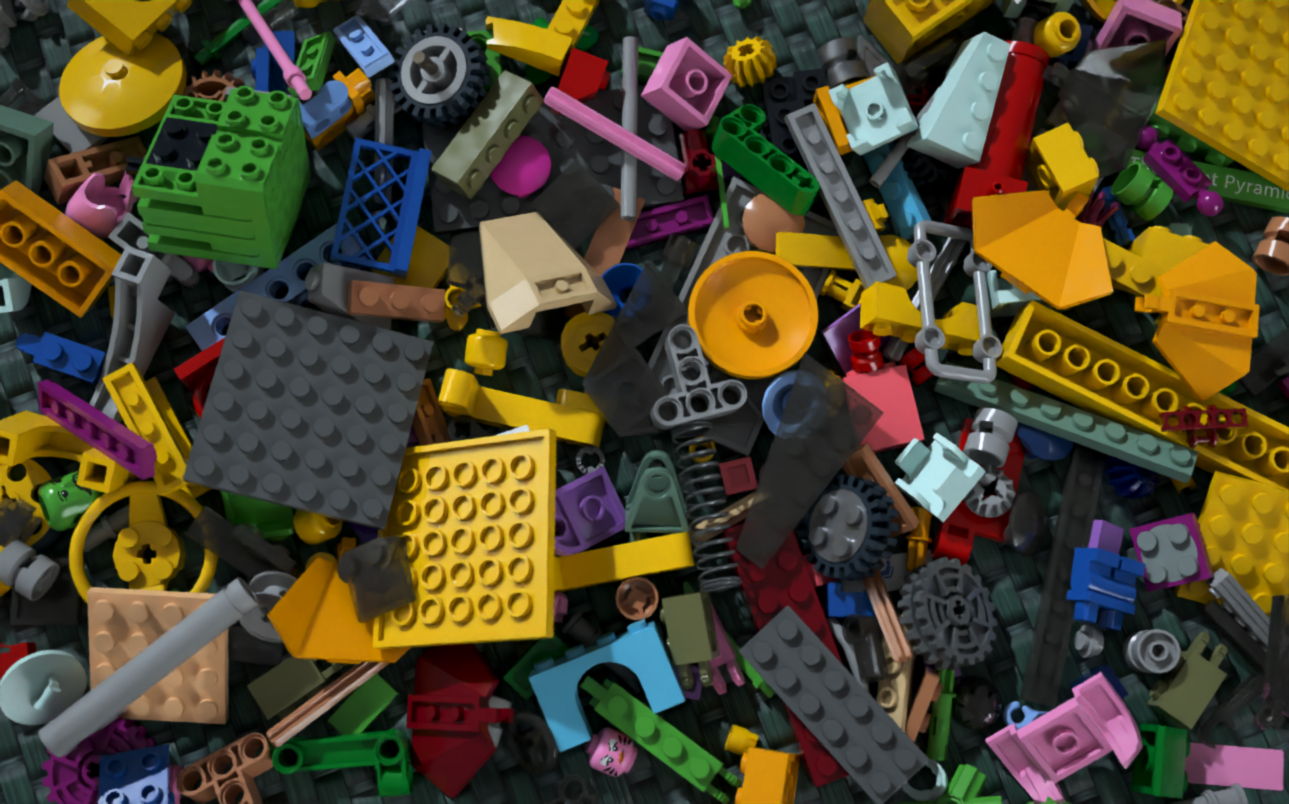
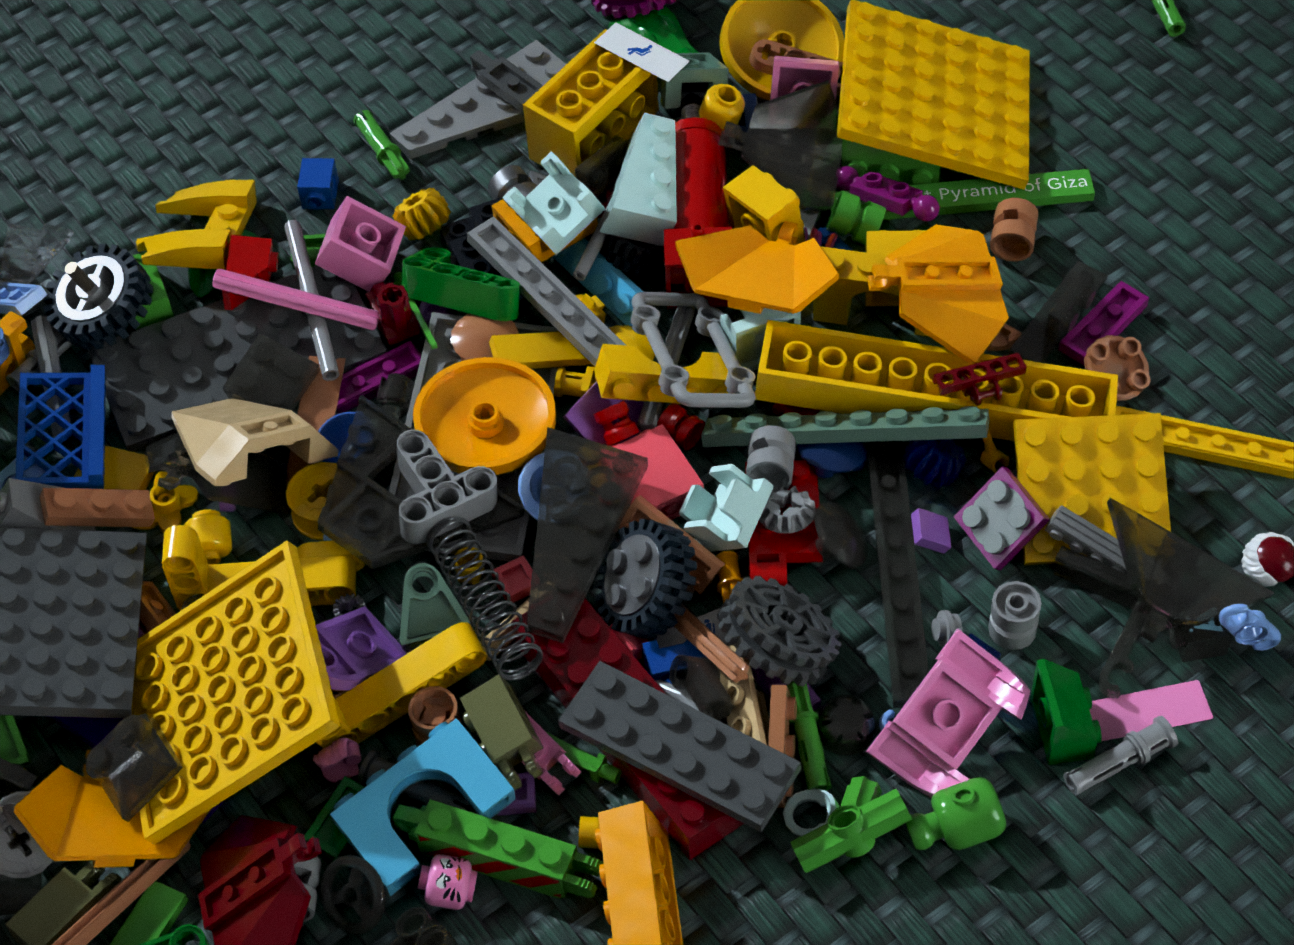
camera: 10 degrees left, 25 degrees down
(315, 528) = (55, 743): yellow head -> none
(487, 134) = (161, 336): olive brick -> none
(523, 167) = (203, 360): dark pink dish -> none
(1103, 583) = (940, 565): blue hips -> none
(1189, 685) = (1068, 631): olive hinge -> none

